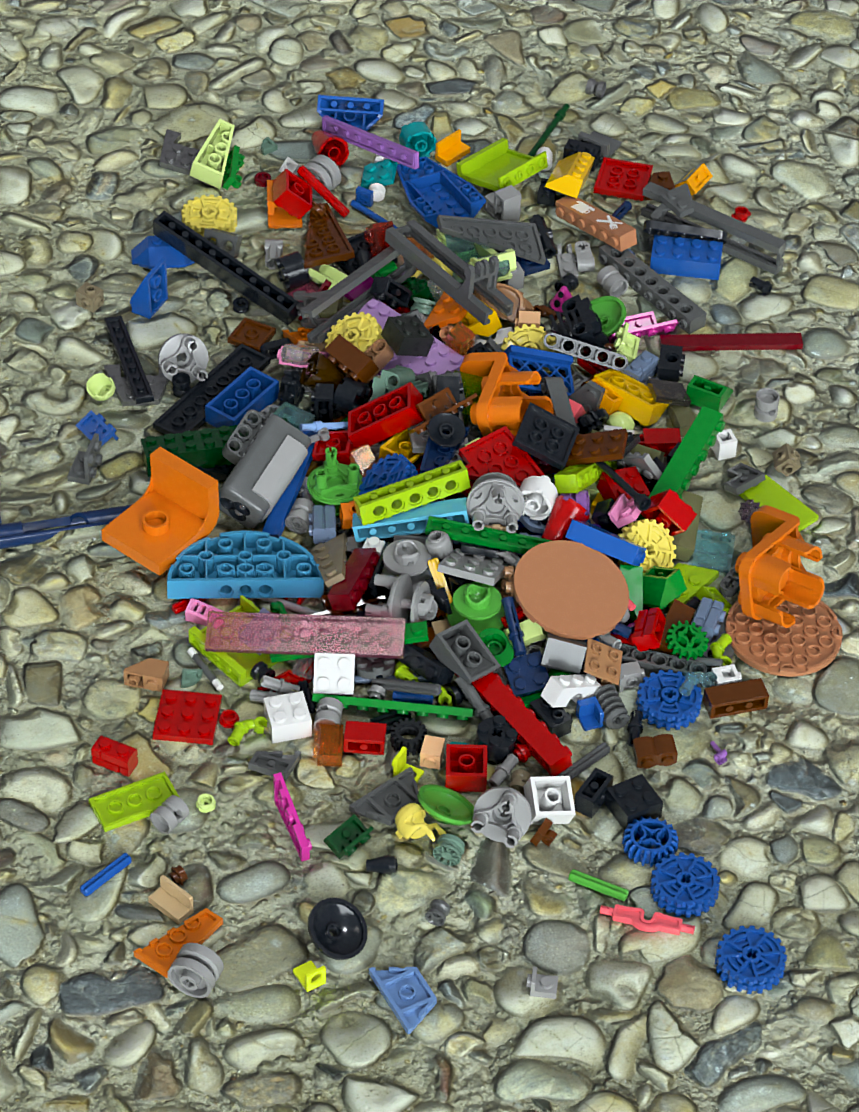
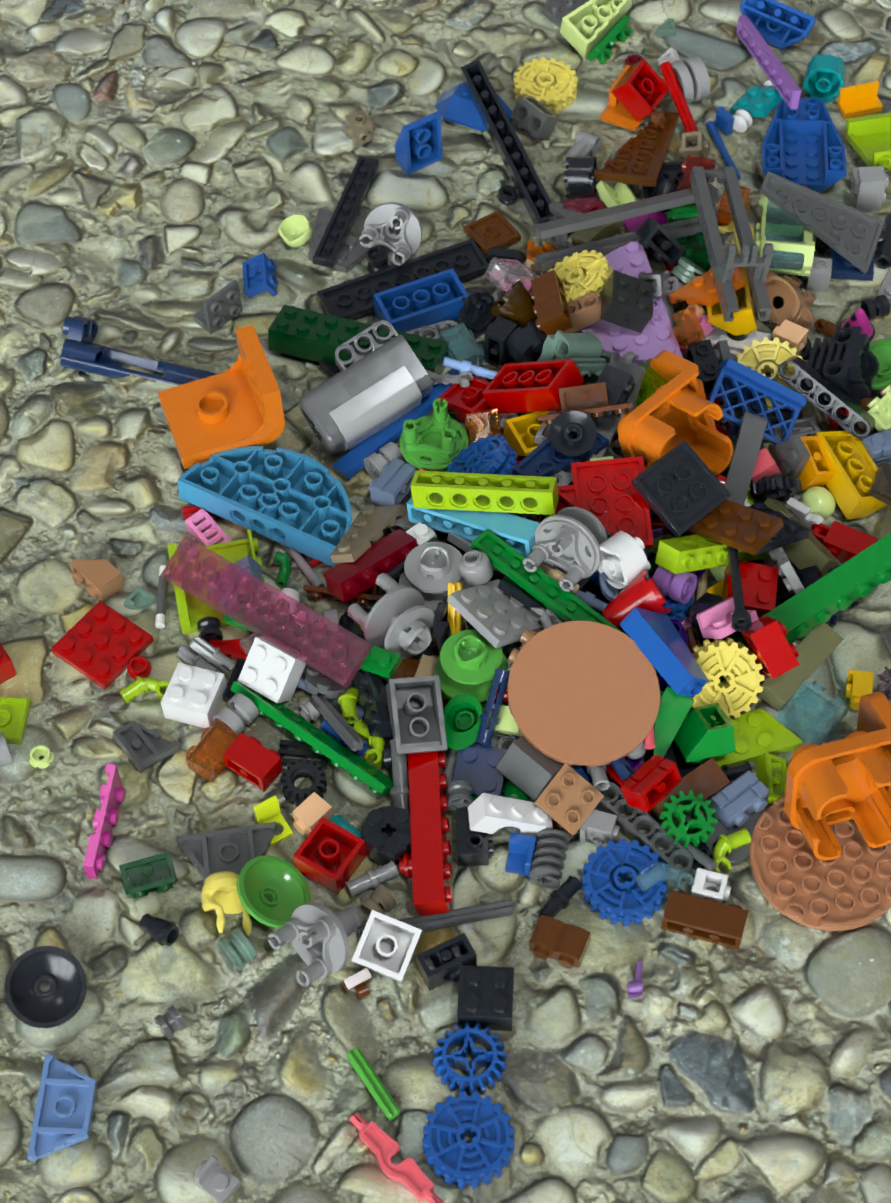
camera: 35 degrees right, 10 degrees up
(330, 146) = (723, 55): red cone -> none
(358, 220) = (694, 145): none -> dark tan brick
(527, 692) = (460, 794): none -> dark grey wheel
(732, 523) = (858, 684): none -> yellow brick

